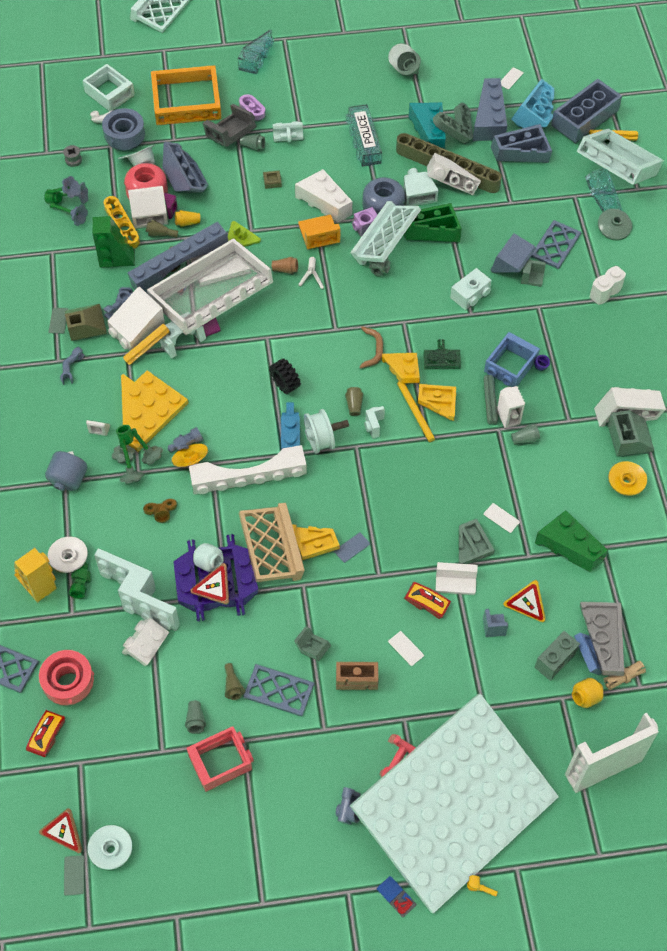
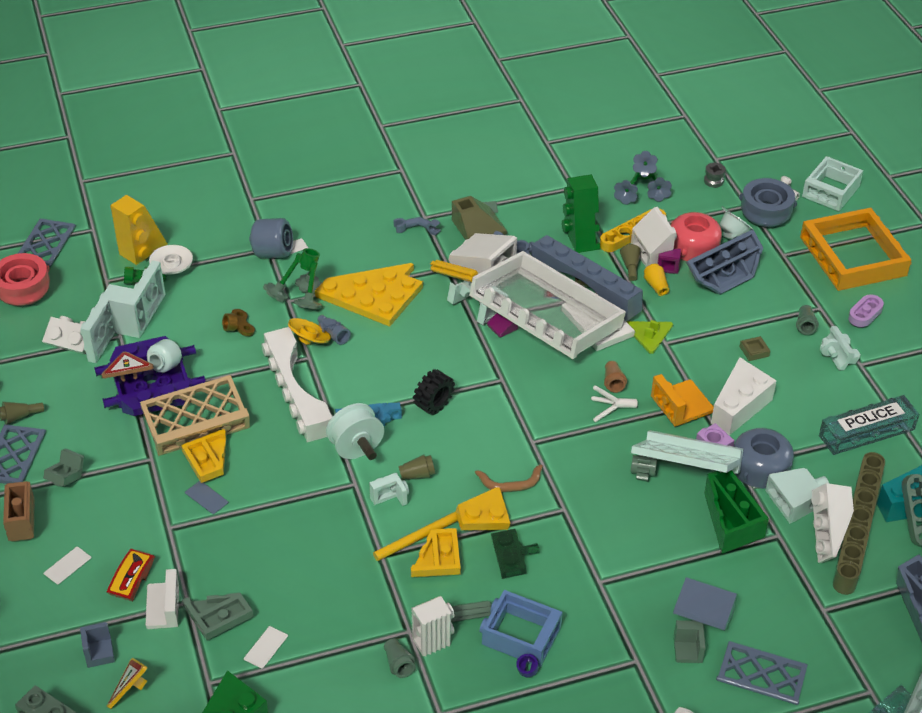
camera: 80 degrees right, 15 degrees down
(98, 427) = (339, 257): white slope -> none
(231, 127) = (816, 294): dark grey panel -> none
(471, 289) = (635, 569): light aqua brick -> none

